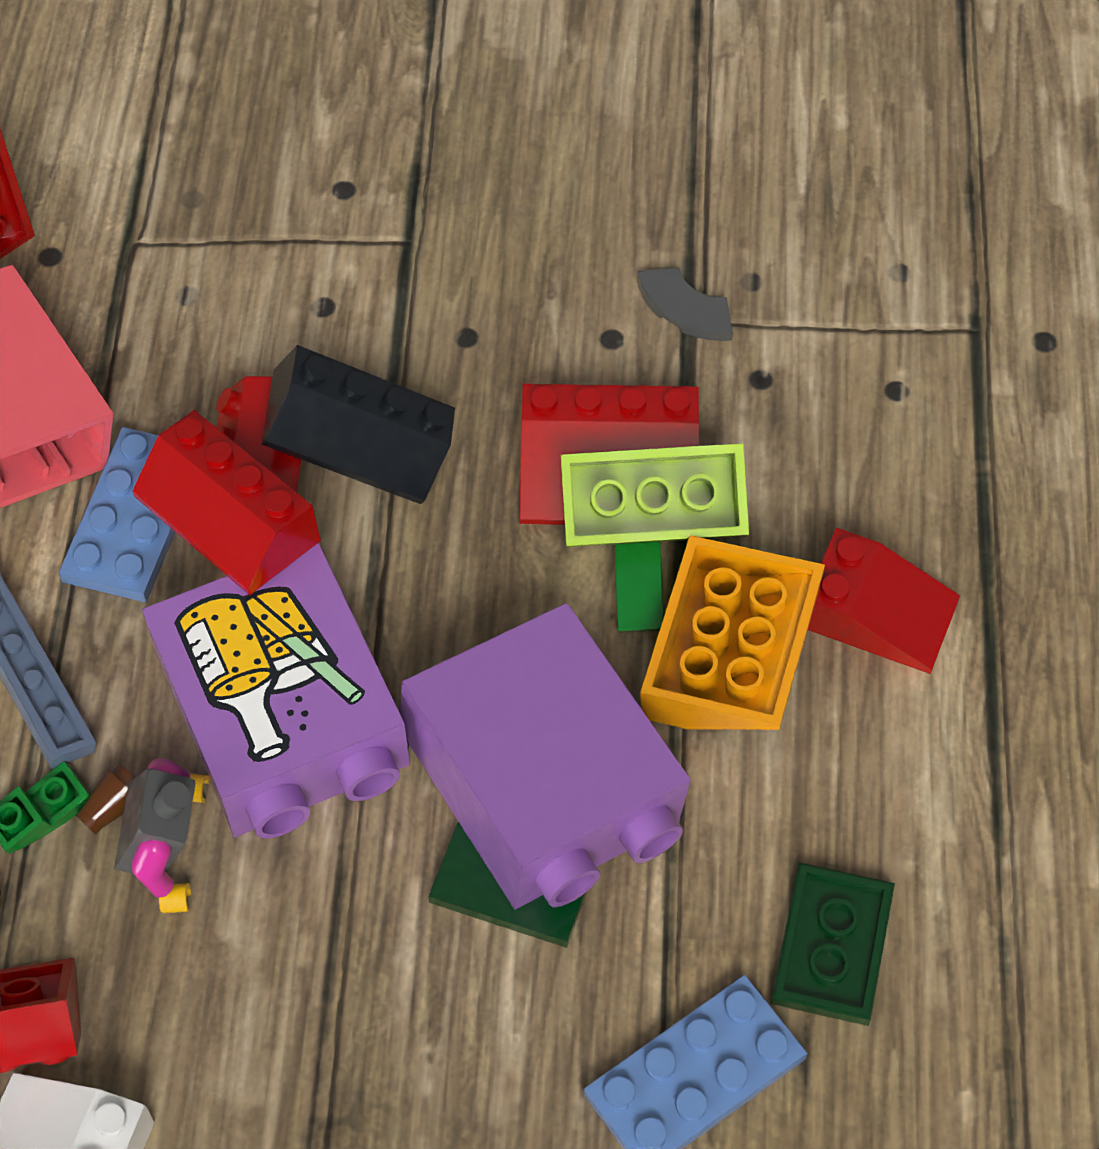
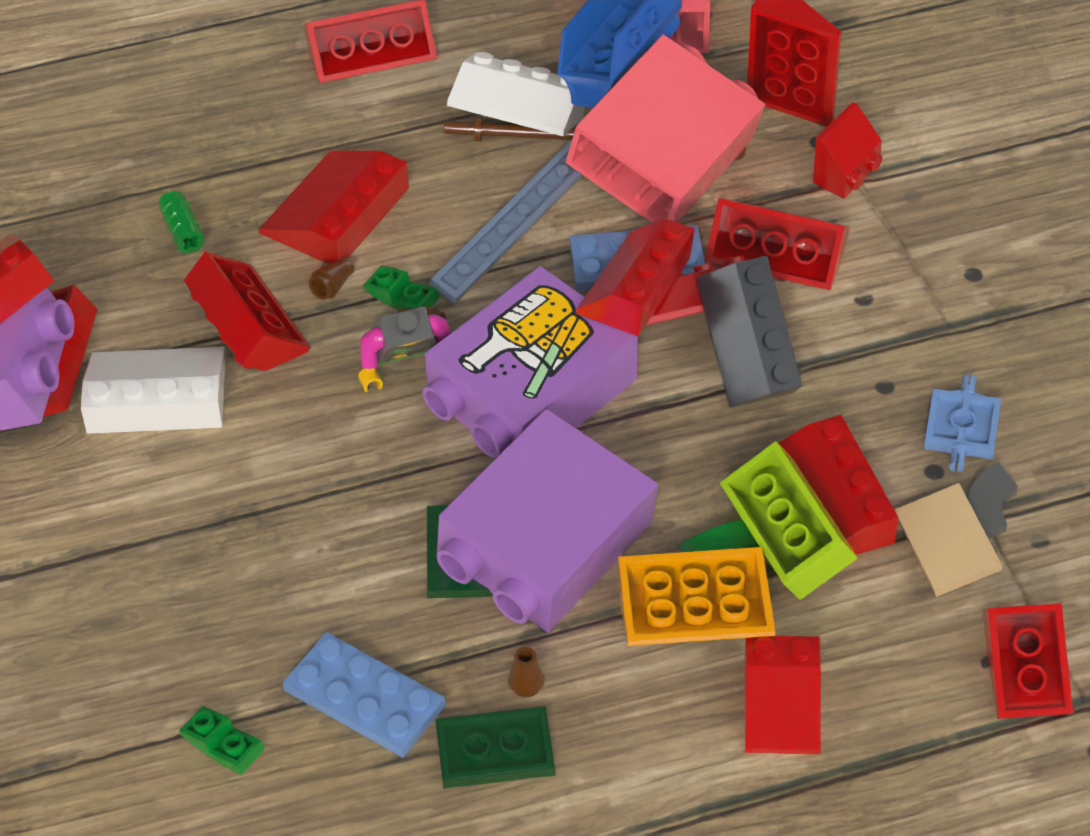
camera: 70 degrees right, 10 degrees down
(110, 229) = (846, 152): none -> red slope
(201, 351) = (796, 245): none -> red slope
(567, 282) = (962, 423): none -> medium blue plate
(728, 358) = (948, 540): none -> tan tile
(748, 867) = (525, 674): none -> reddish brown cone
(920, 350) = (1028, 660): none -> red slope

